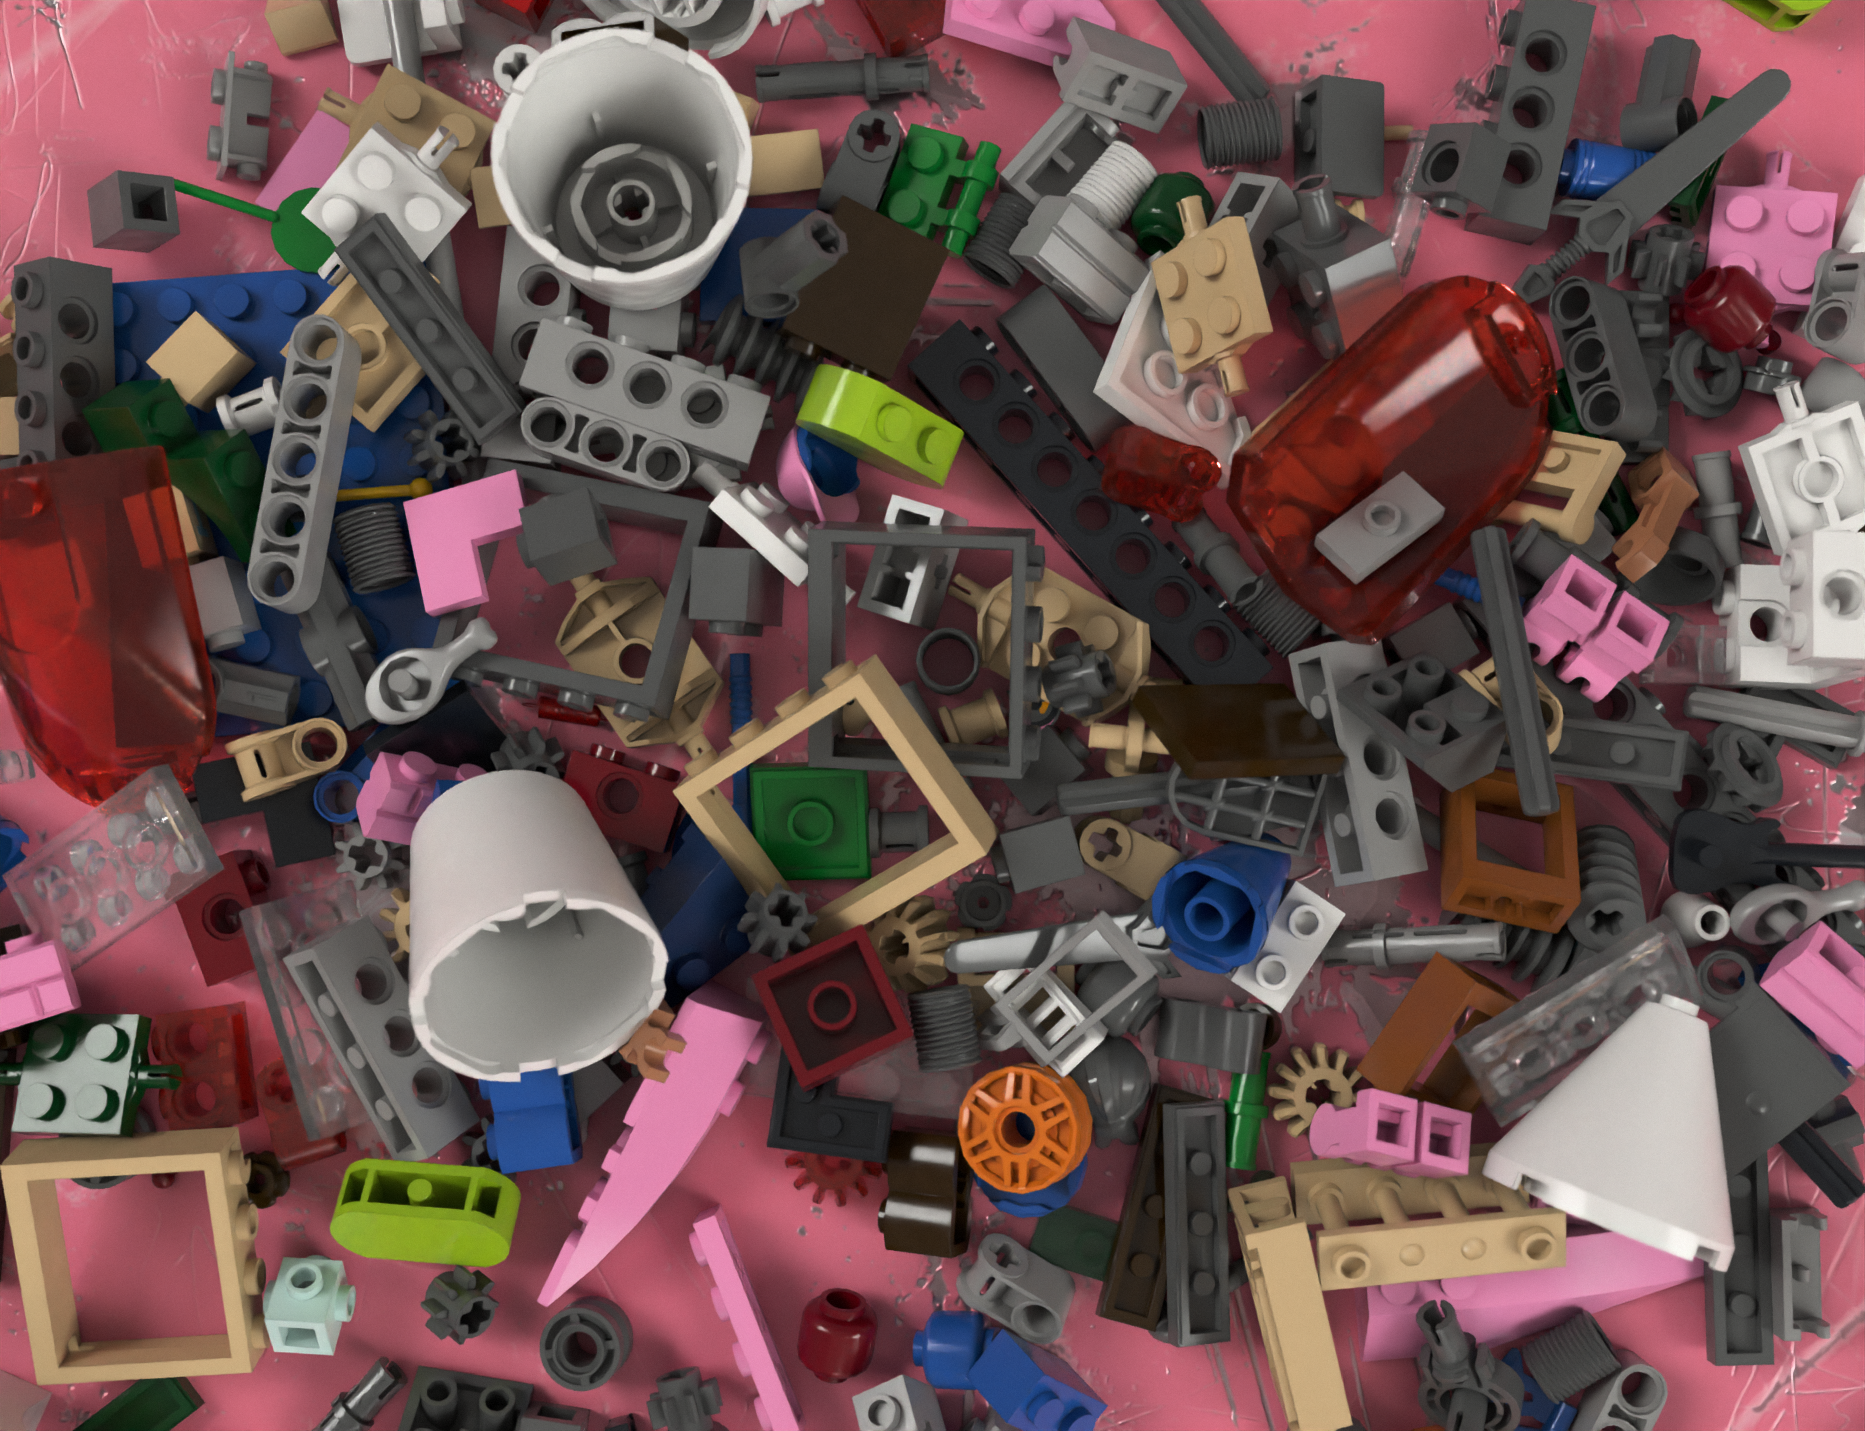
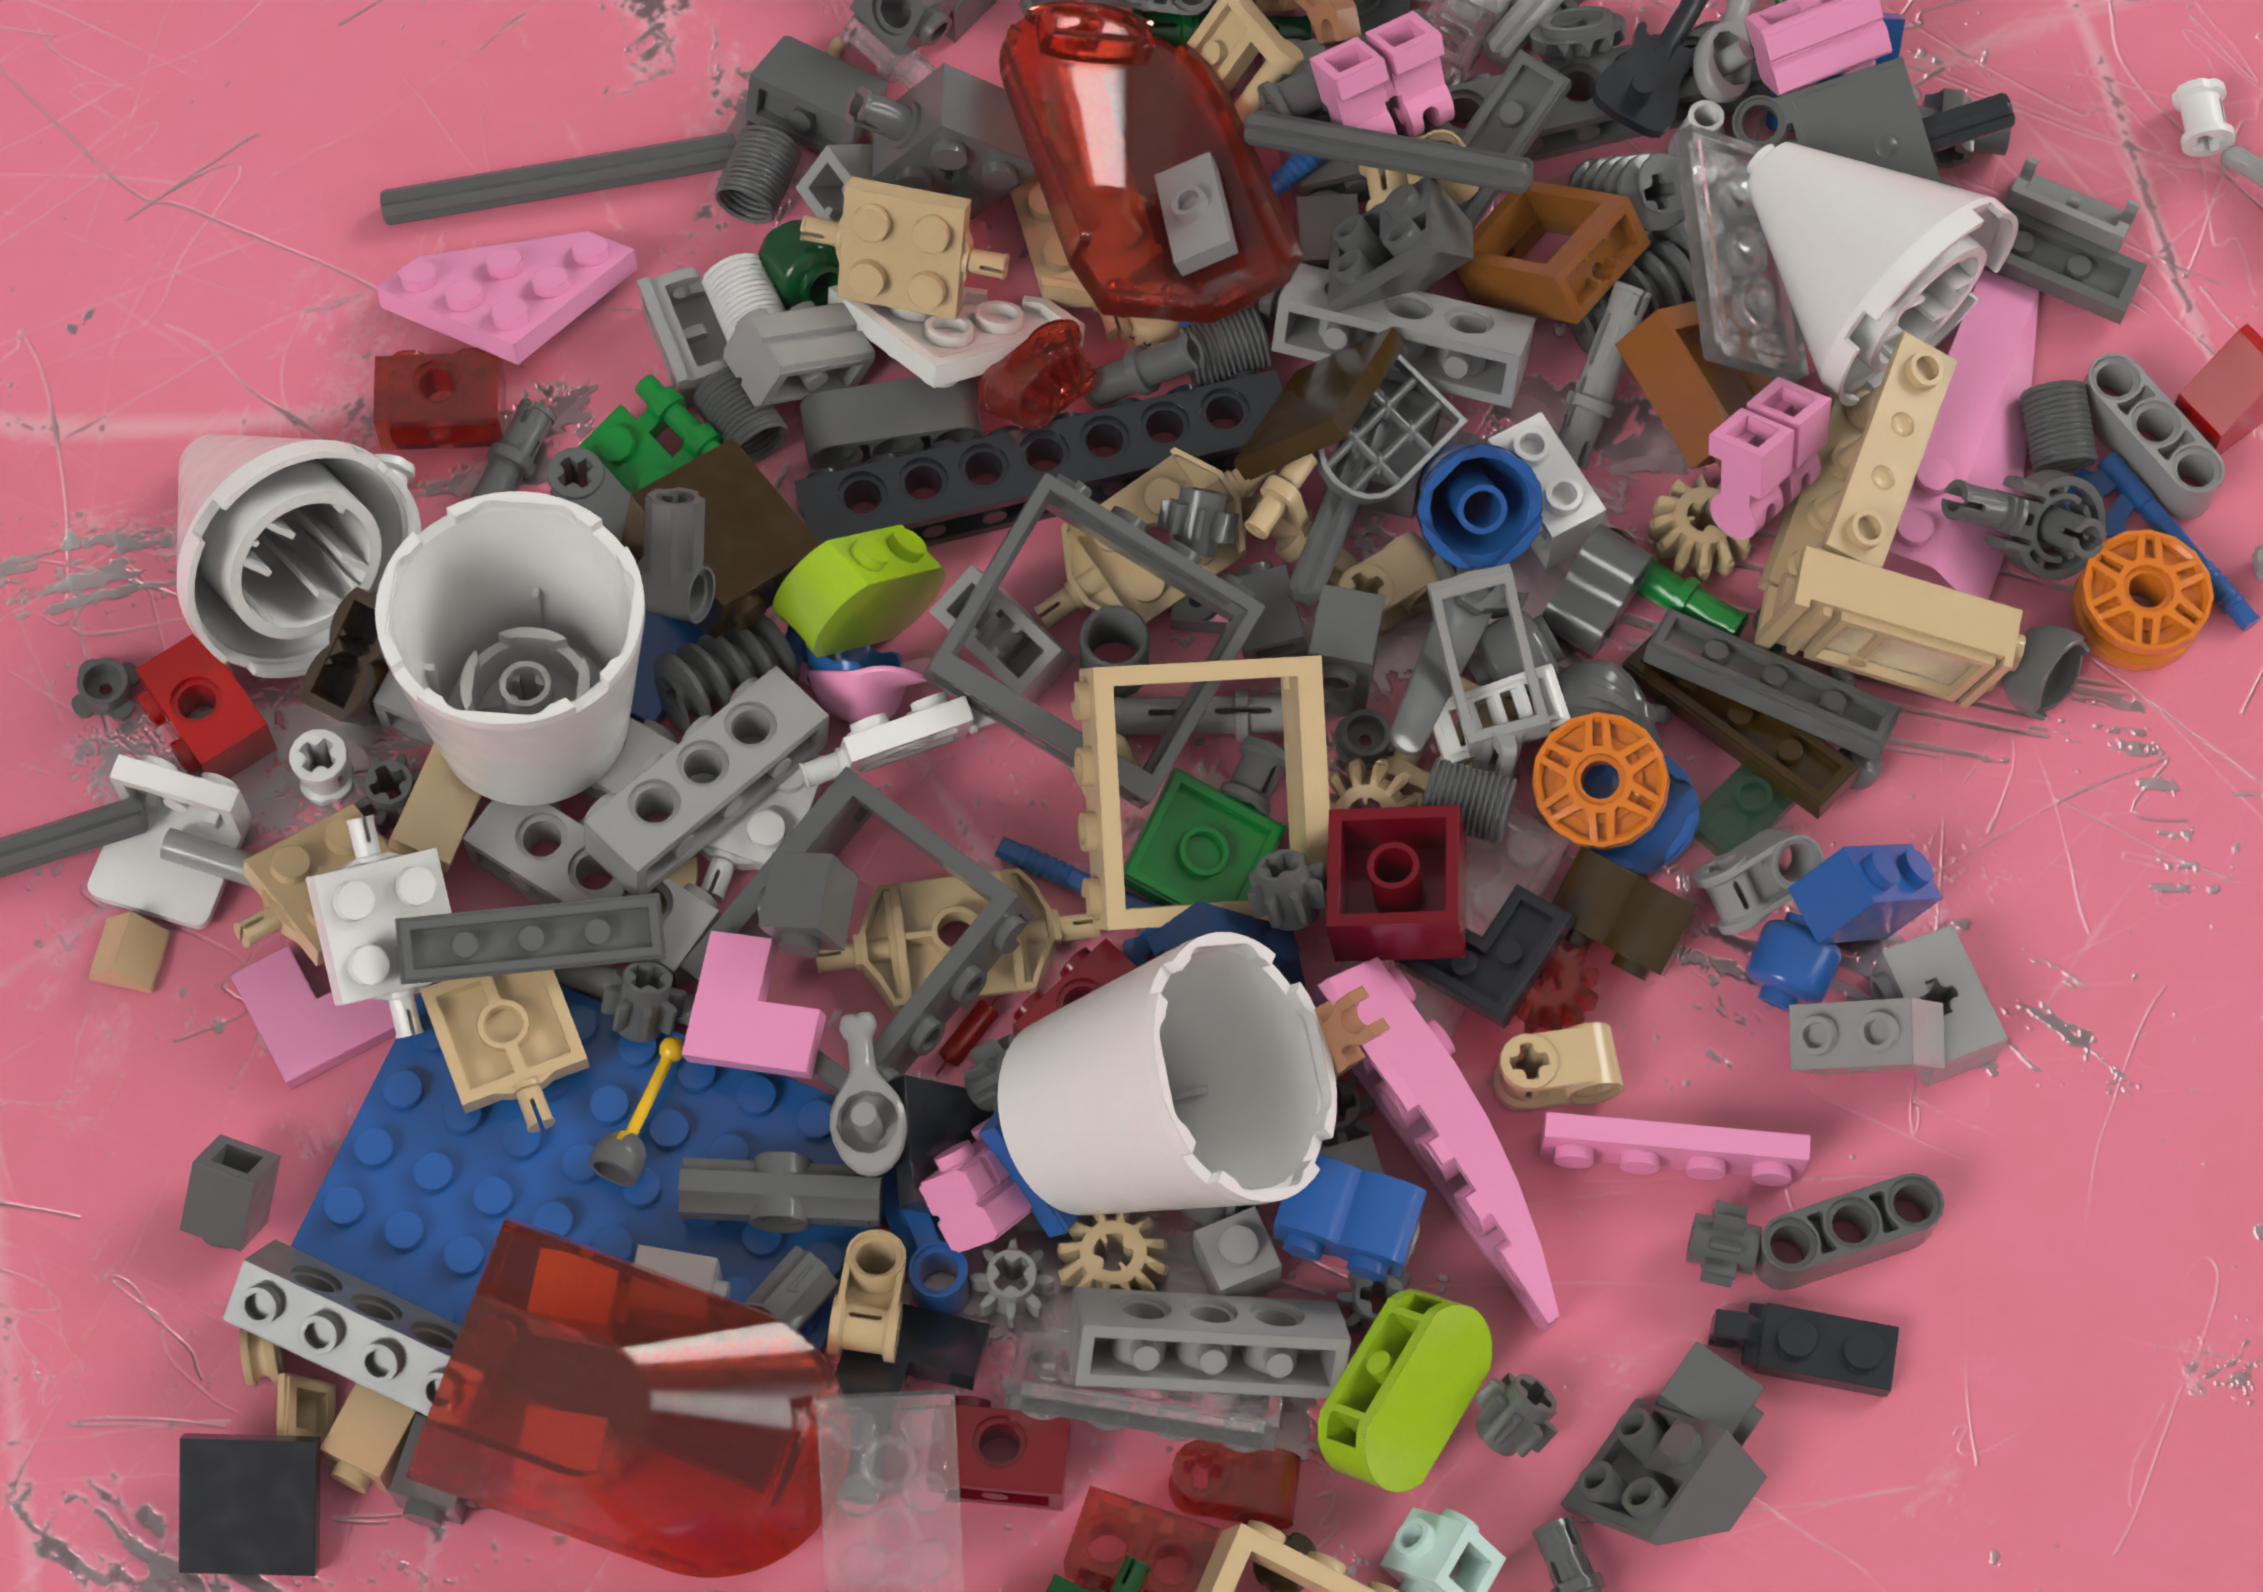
camera: 65 degrees left, 20 degrees down
(201, 362) = (427, 1190): tan brick -> none
(209, 466) = (547, 1193): dark green arch -> none
(240, 94) = (166, 1047): light grey hinge -> none
(252, 410) = (505, 1161): white bush -> none
(293, 235) = (341, 1045): green piece -> none
(293, 438) = (580, 1086): light grey beam -> none
(373, 547) = (708, 1111): dark grey piece -> none
(565, 1358) = (1620, 1281): dark grey wheel -> none
(584, 426) = (727, 867): light grey beam -> none
(735, 591) = (942, 793): dark grey brick -> none
(776, 1209) = (1569, 1067): none -> tan piece
(837, 1335) = (1725, 1068): dark red head -> none
(974, 720) = (1183, 644): tan bush -> none
(1118, 76) = (649, 241): light grey hinge -> none

